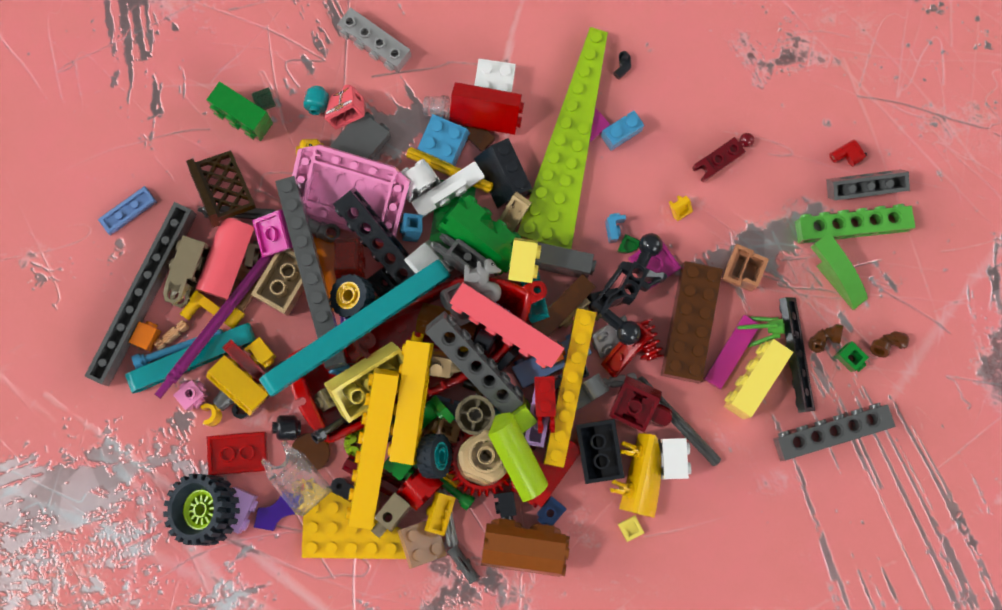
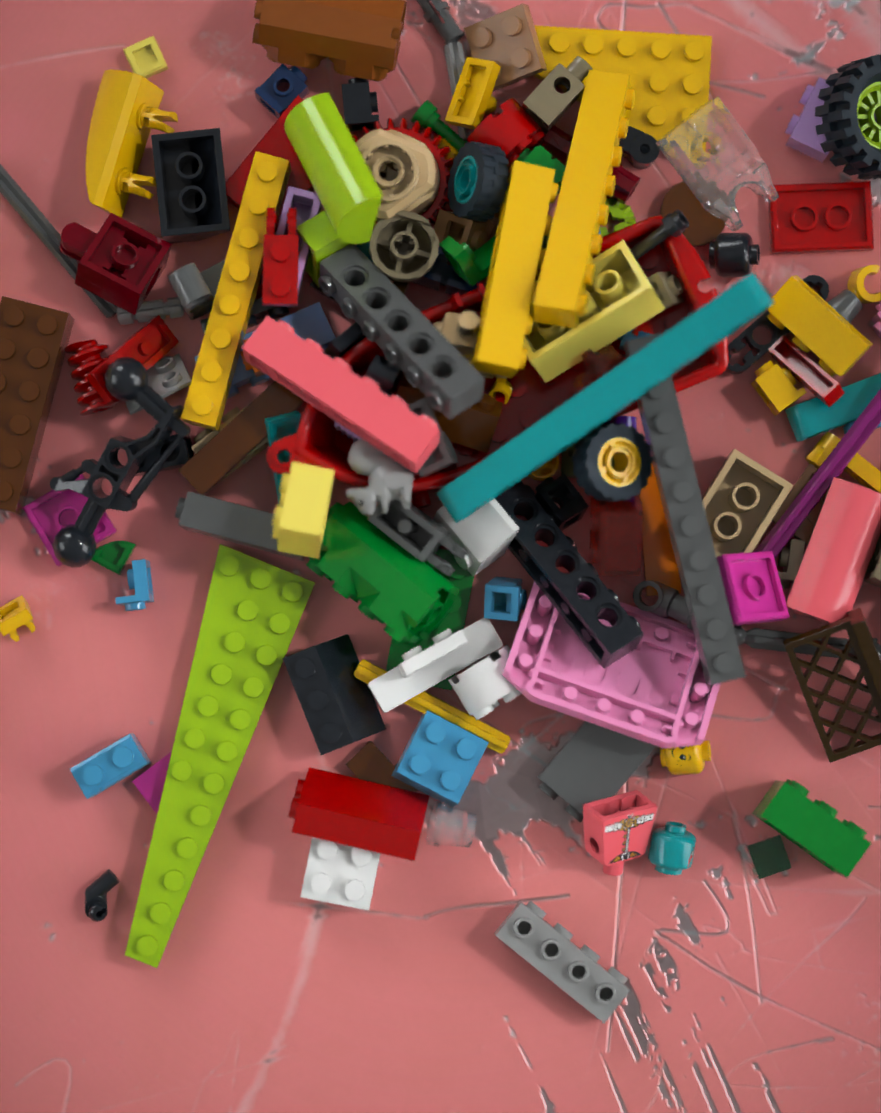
camera: 175 degrees left, 5 degrees up
(269, 516) = (764, 109): dark purple tile -> none
(515, 211) = (316, 619): tan tile -> none
(674, 458) = (62, 165): white brick -> none

